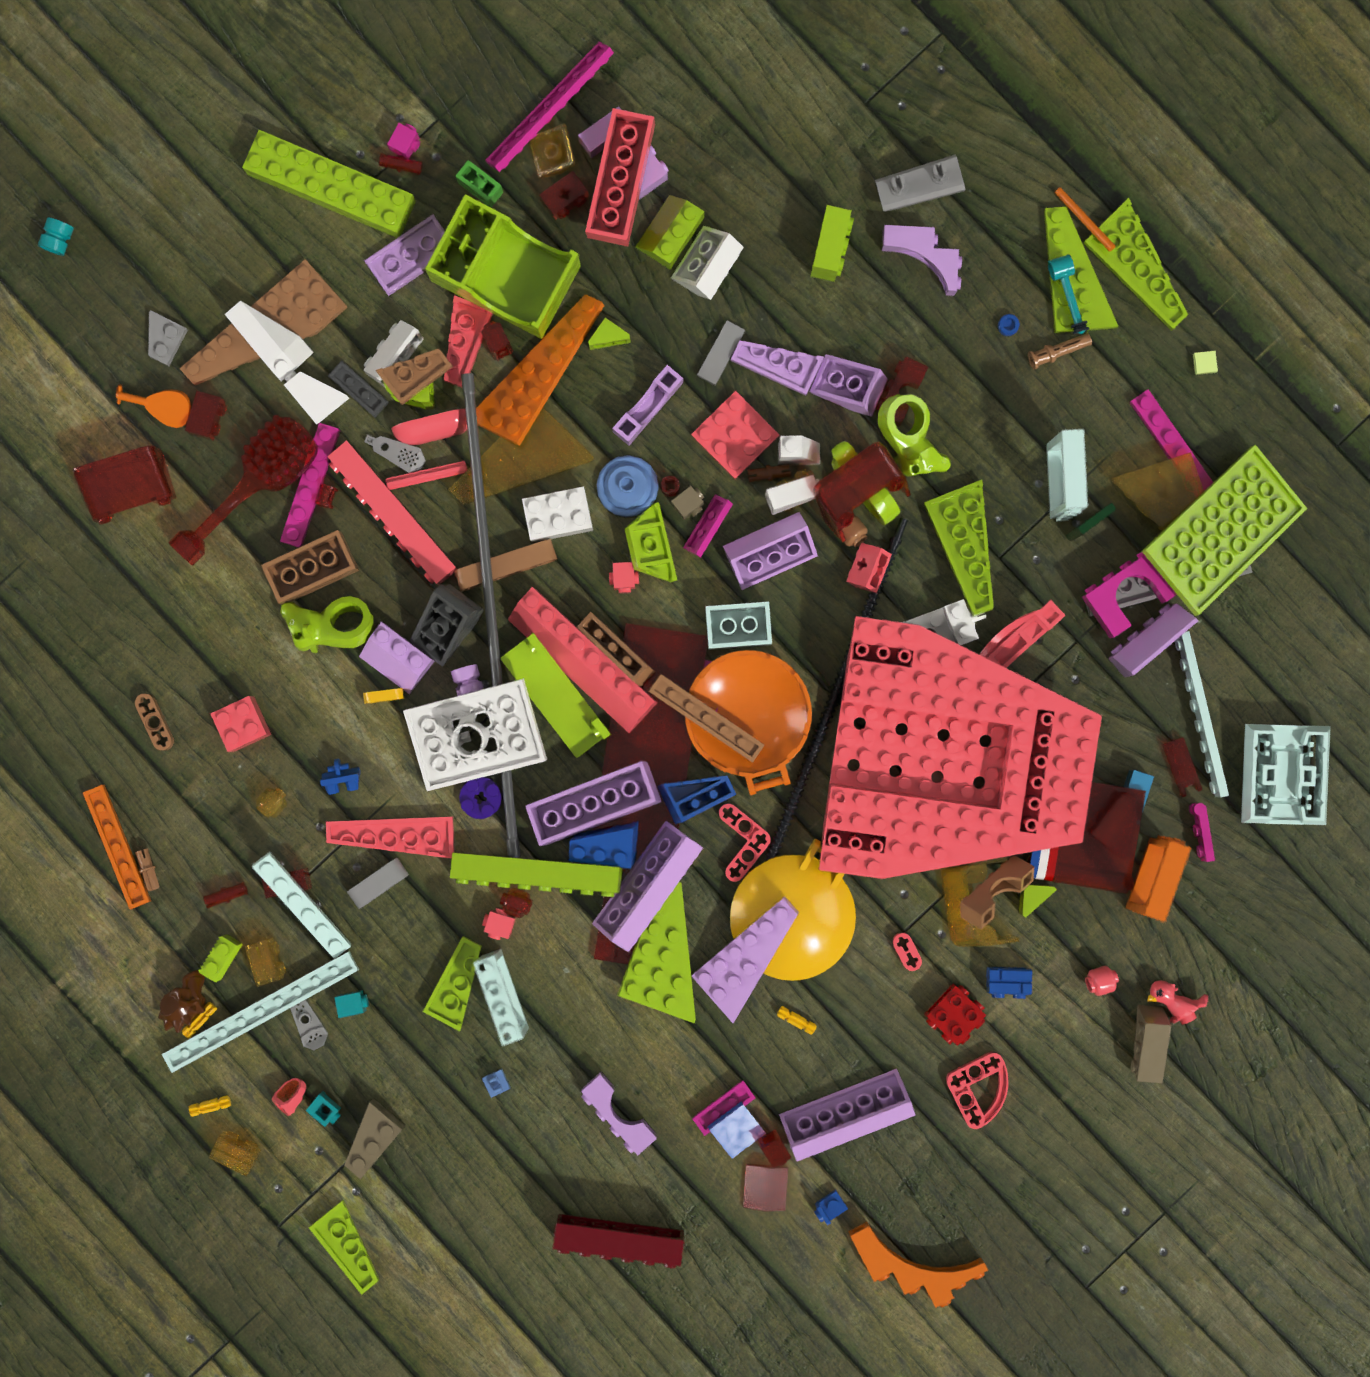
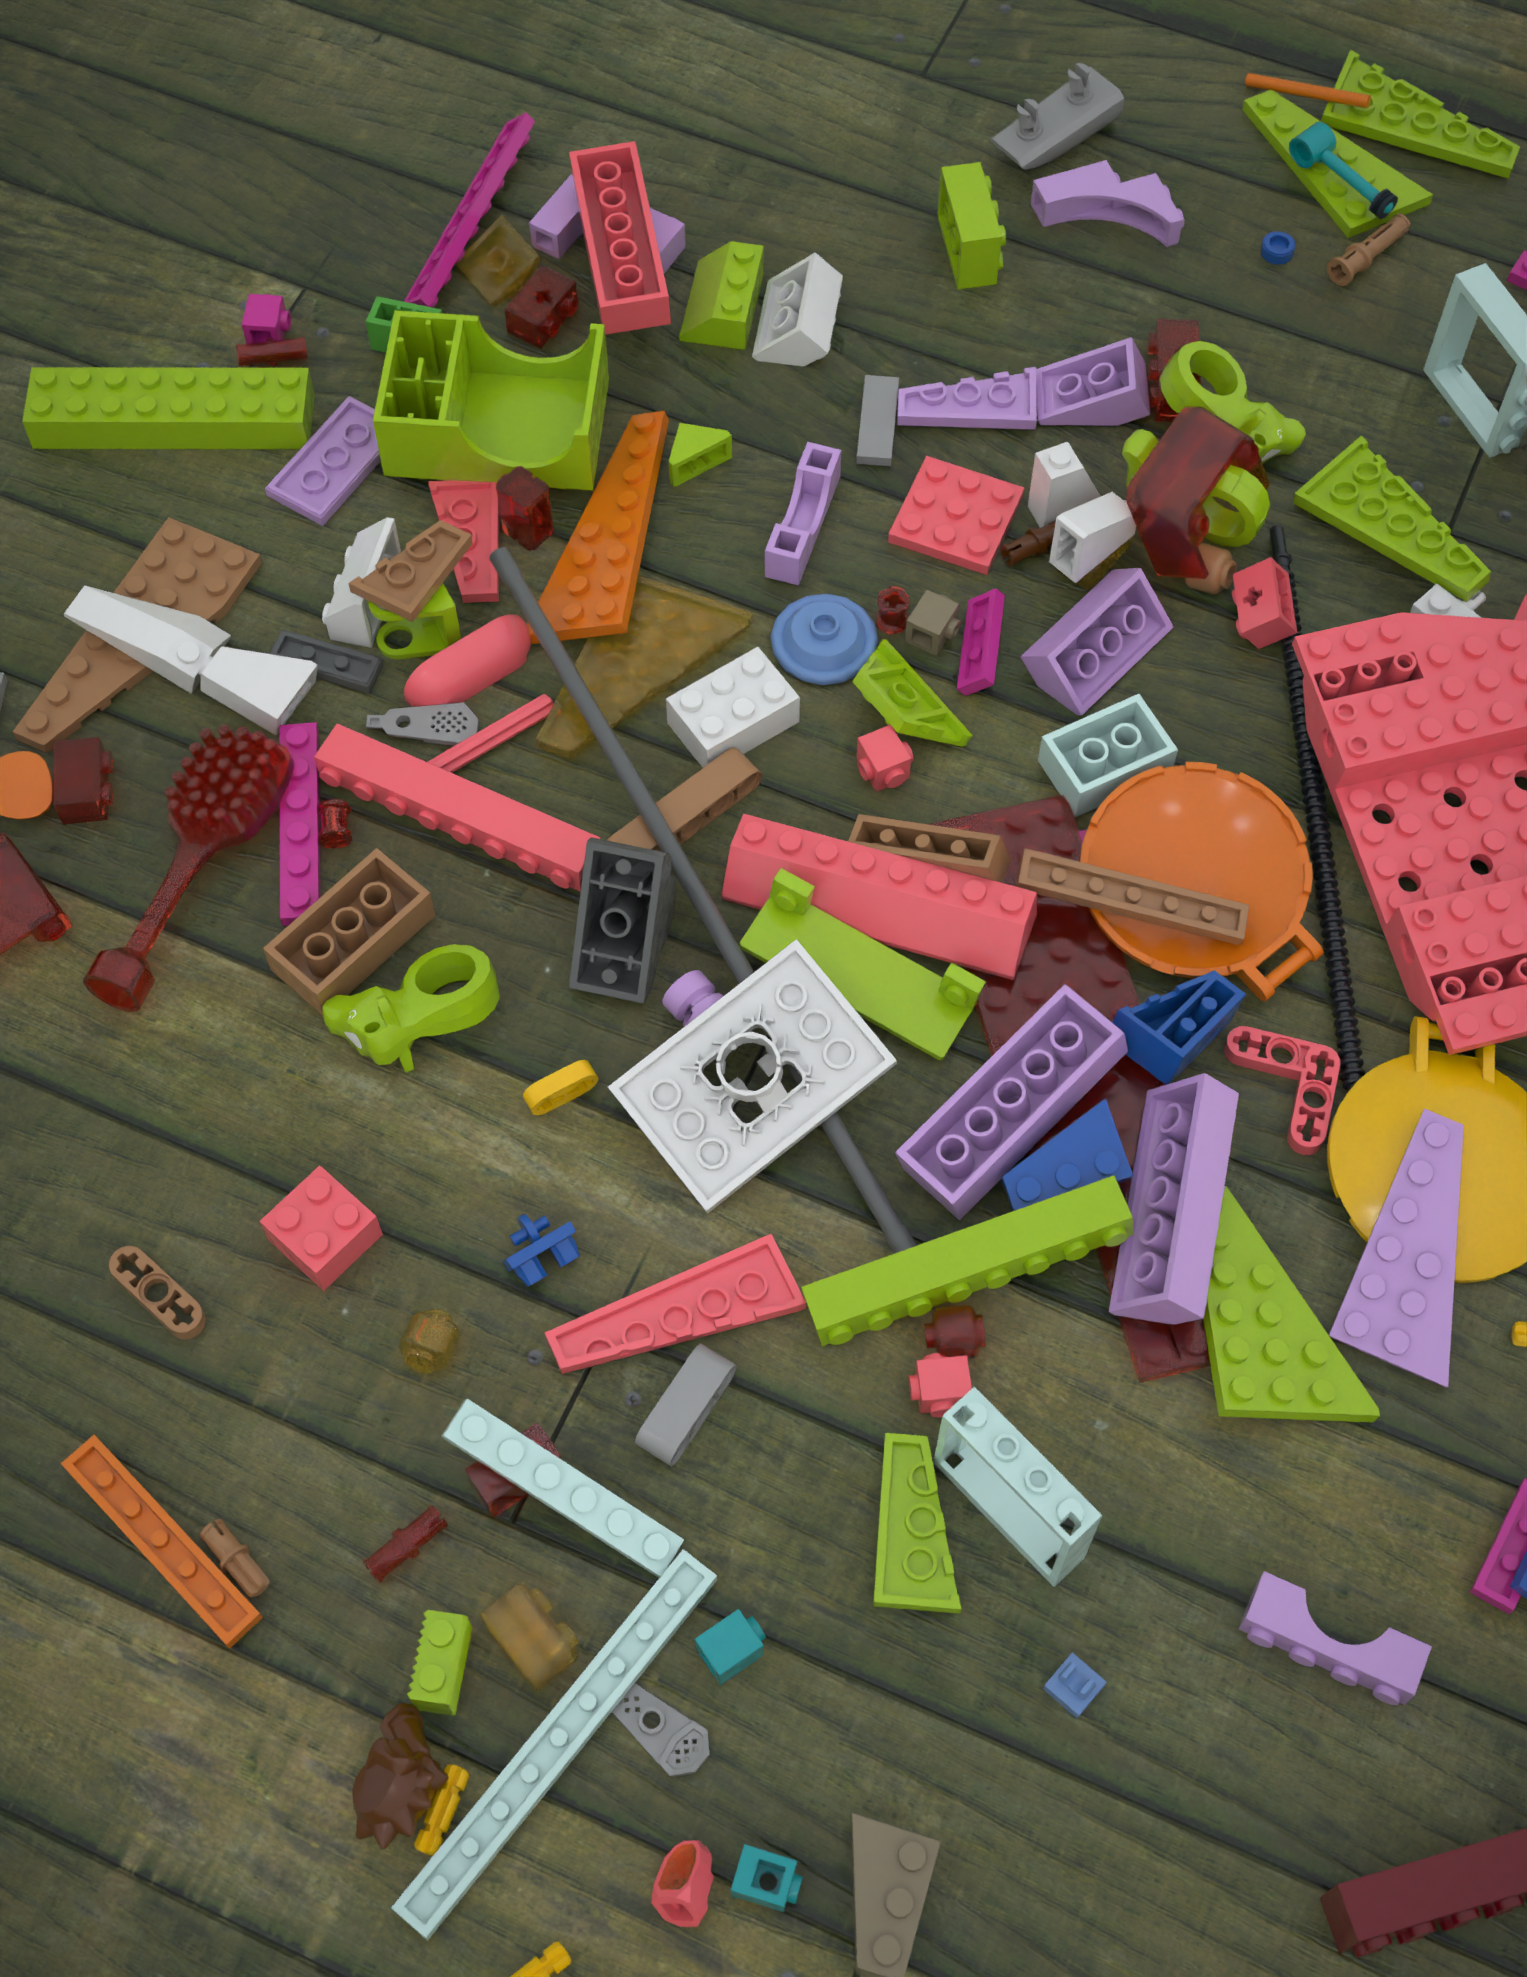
camera: 20 degrees left, 25 degrees down
(396, 658) = (557, 1016): lavender slope -> none
(486, 808) = (812, 1167): dark purple plate -> none

